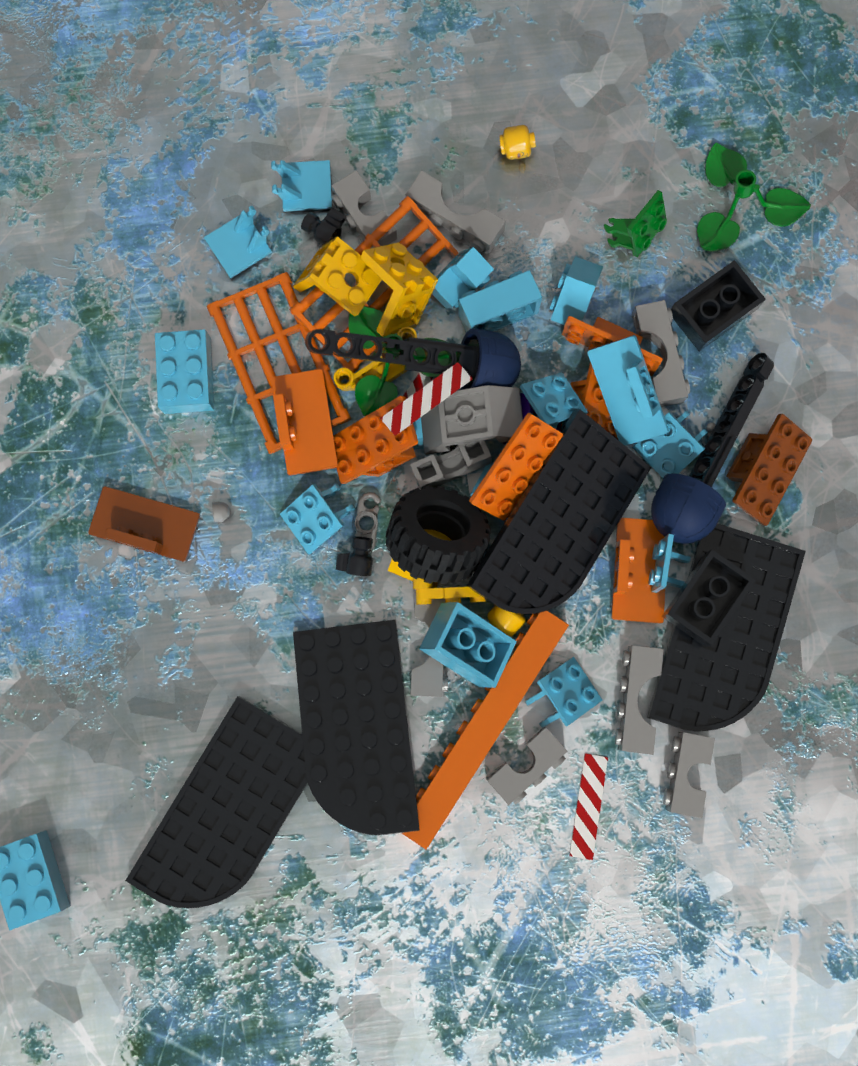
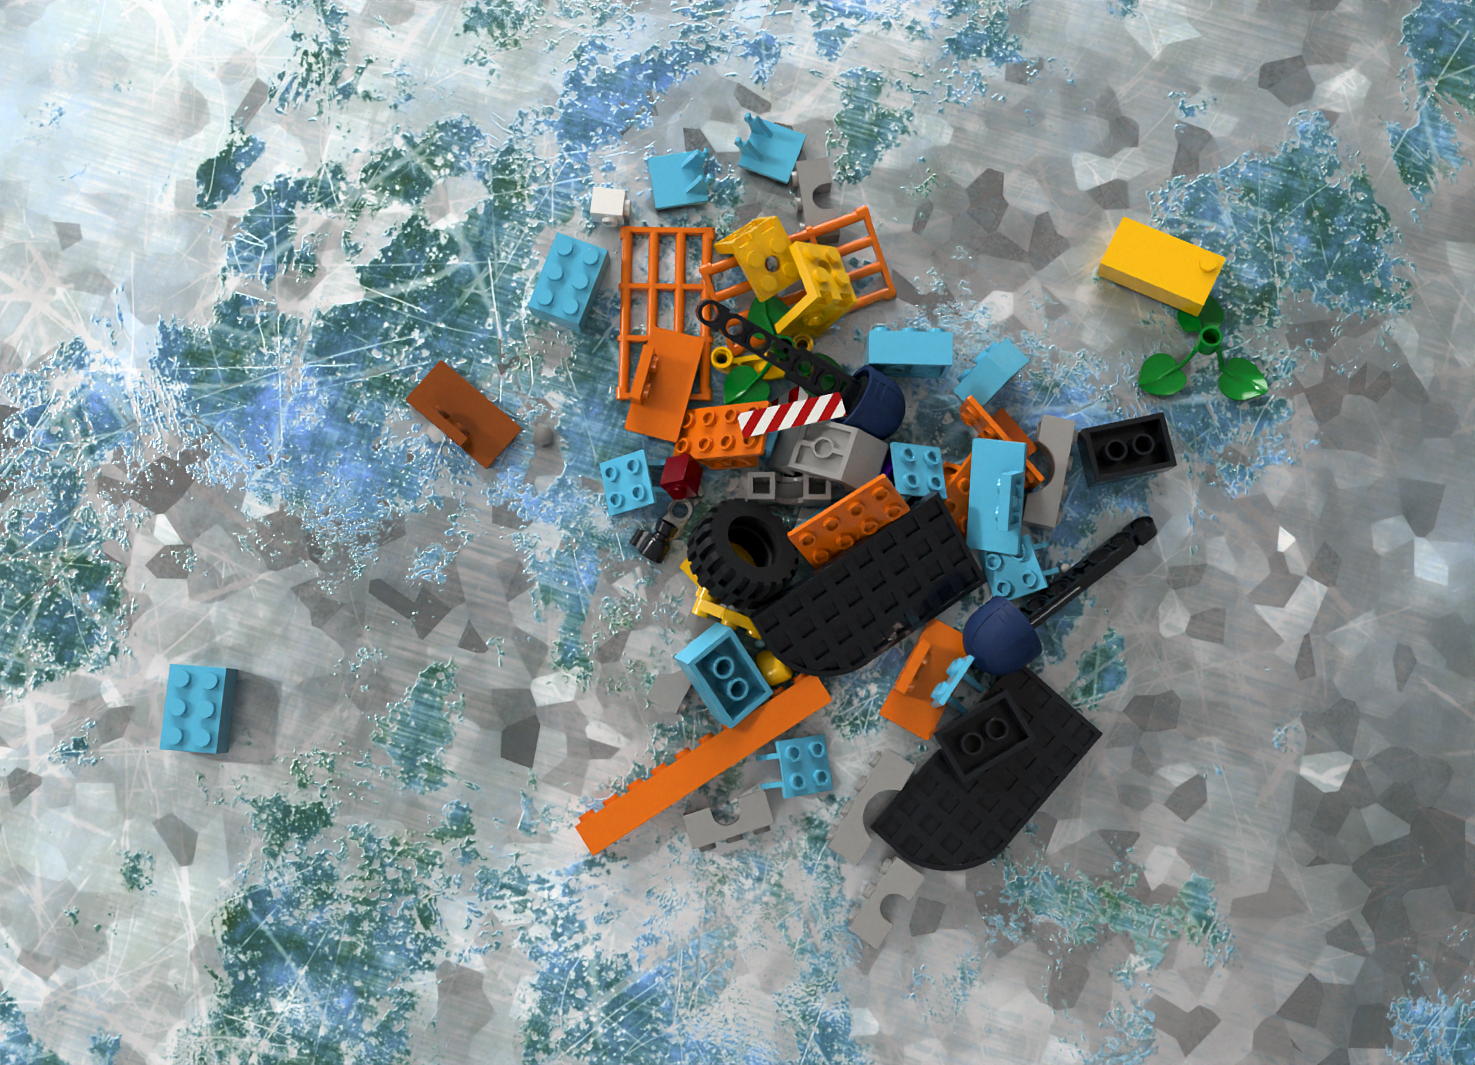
camera: 20 degrees right, 0 degrees up
(189, 292) = (609, 206): none -> white brick
(224, 812) = (419, 729): black plate -> none
(327, 228) = (768, 202): black piece -> none
(355, 493) = (681, 476): none -> dark red brick
(356, 726) = (580, 705): black plate -> none
(463, 273) = (882, 307): medium azure brick -> none
(480, 229) = (924, 269): light grey arch -> none
(517, 142) = (1000, 198): yellow head -> none
(588, 806) = (771, 887): sticker -> none
(638, 232) = (1083, 341): green plate -> none
(676, 140) = (1160, 266): none -> yellow brick
(767, 467) = (1103, 634): dark orange bracket -> none

